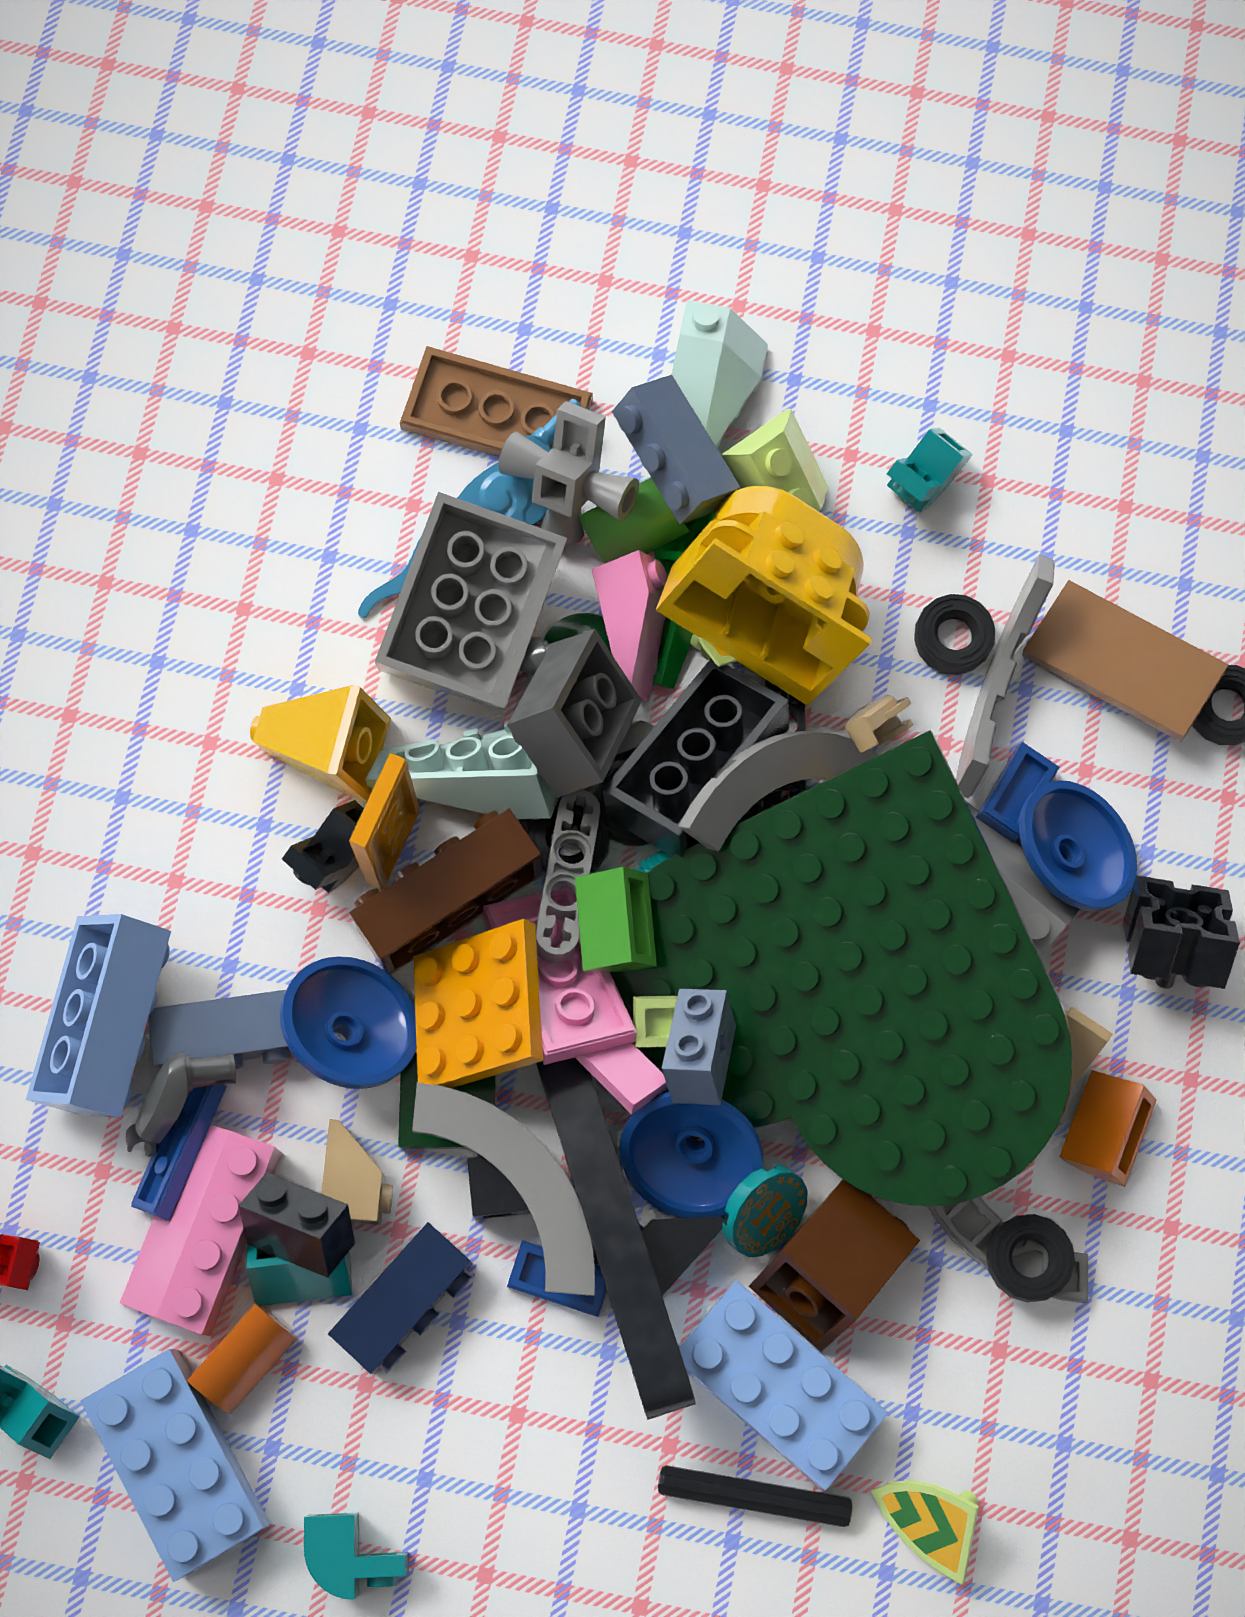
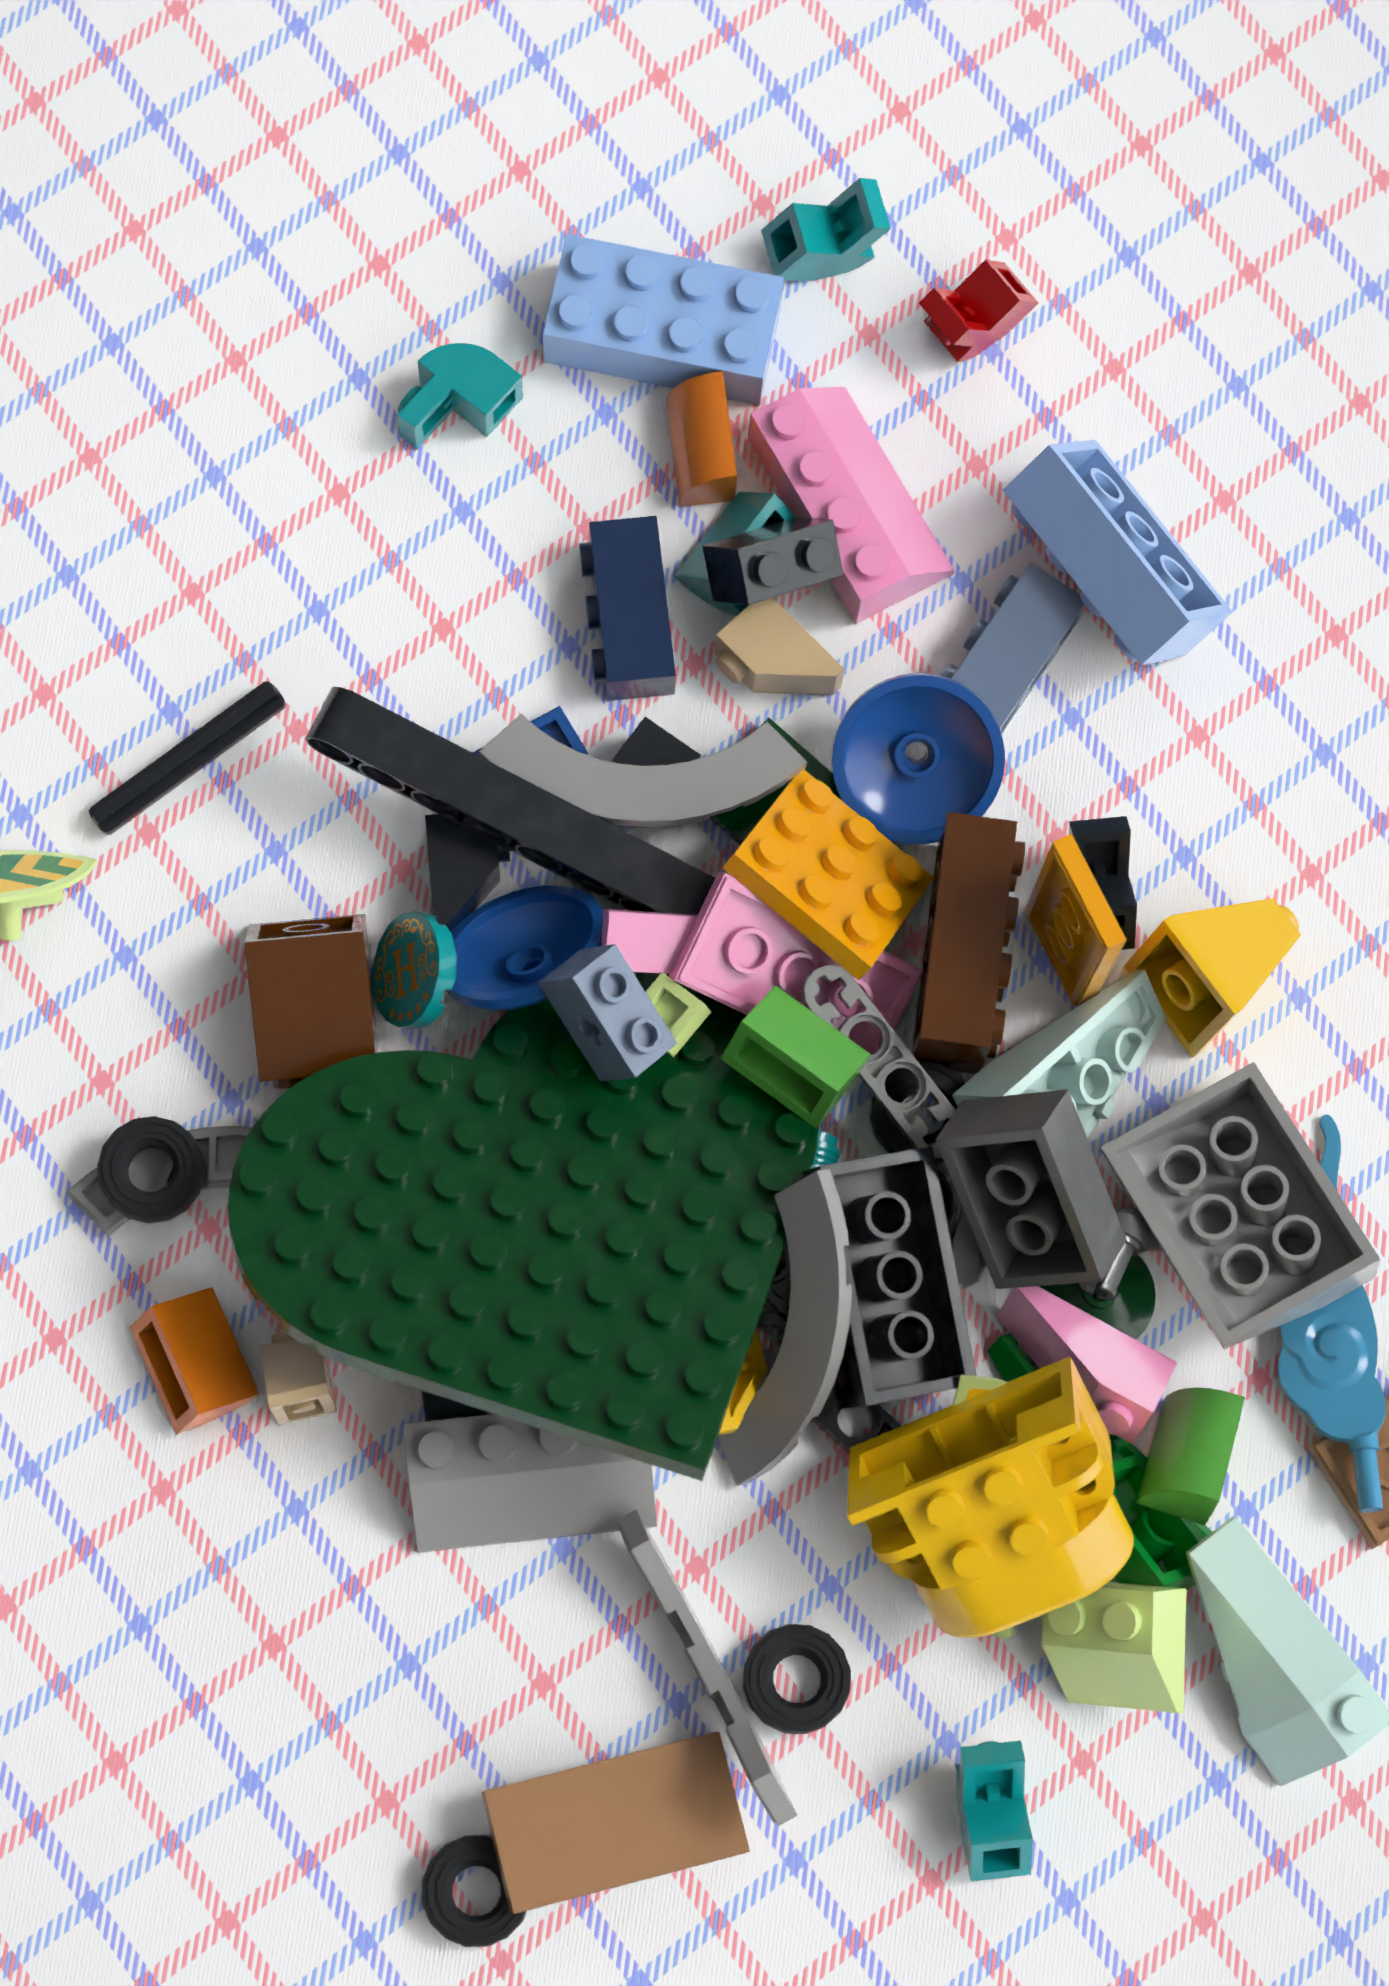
camera: 130 degrees right, 0 degrees up
(170, 1092) = (995, 563): dark grey arm -> none
(177, 1153) = (939, 535): blue tile -> none
(569, 472) = (1295, 1413): light grey brick -> none
(675, 448) = (1229, 1535): sand blue brick -> none
(780, 1385) = (257, 852): light blue brick -> none
(878, 722) = (776, 1505): tan piece -> none
(1019, 778) = (582, 1584): blue tile -> none
(1077, 845) = (467, 1610): blue dish -> none
(1180, 933) = (303, 1590): black brick -> none

